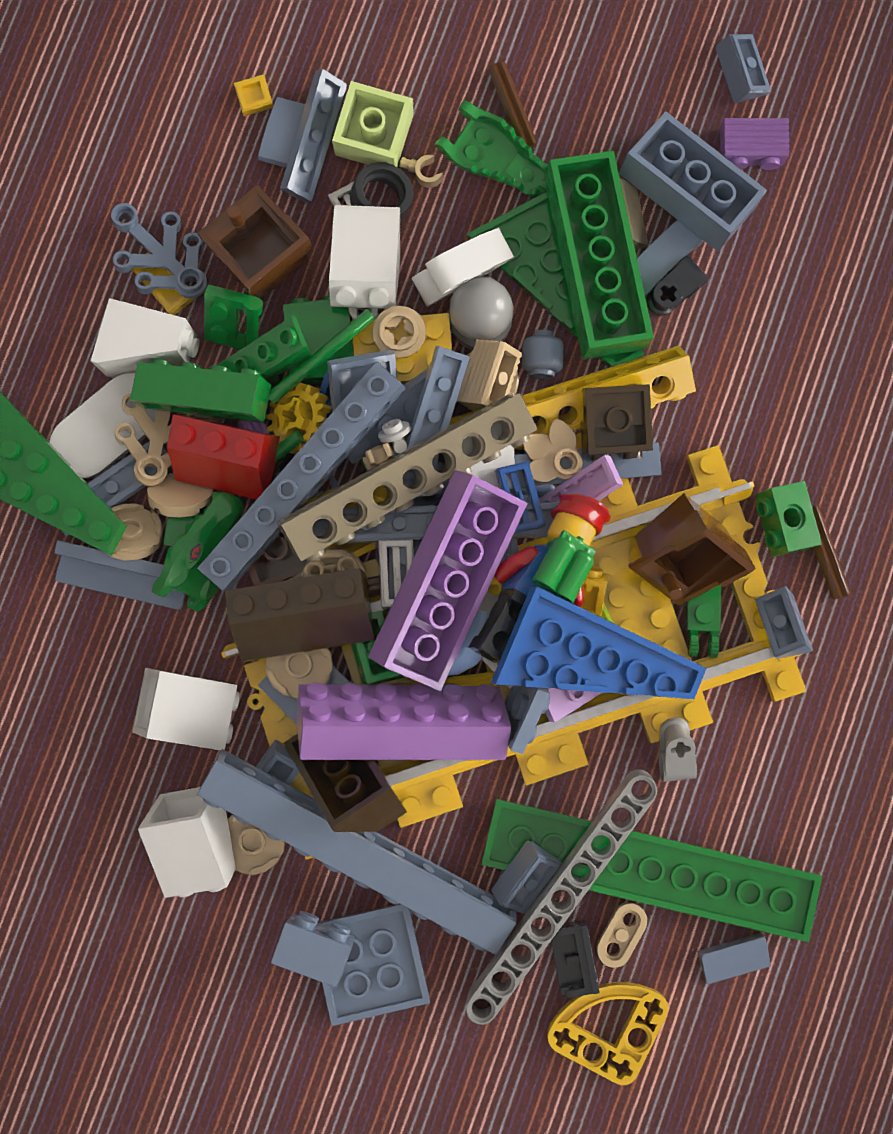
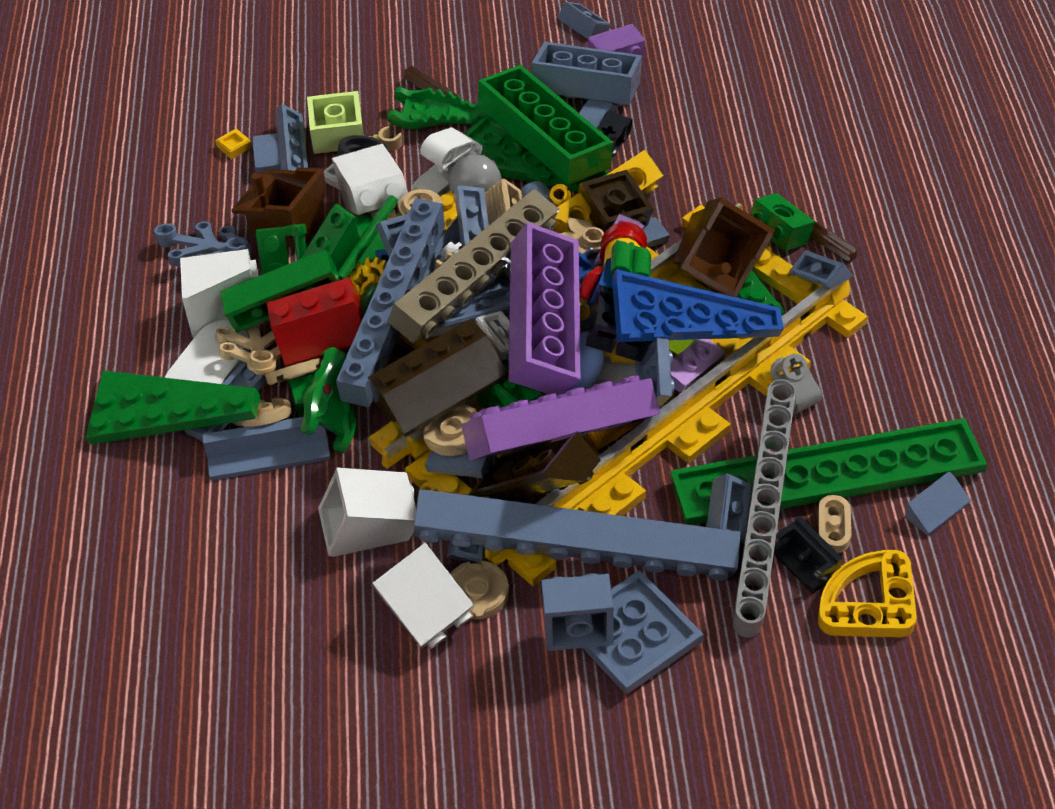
camera: 25 degrees left, 35 degrees down
(566, 370) = (554, 190): none -> yellow pin

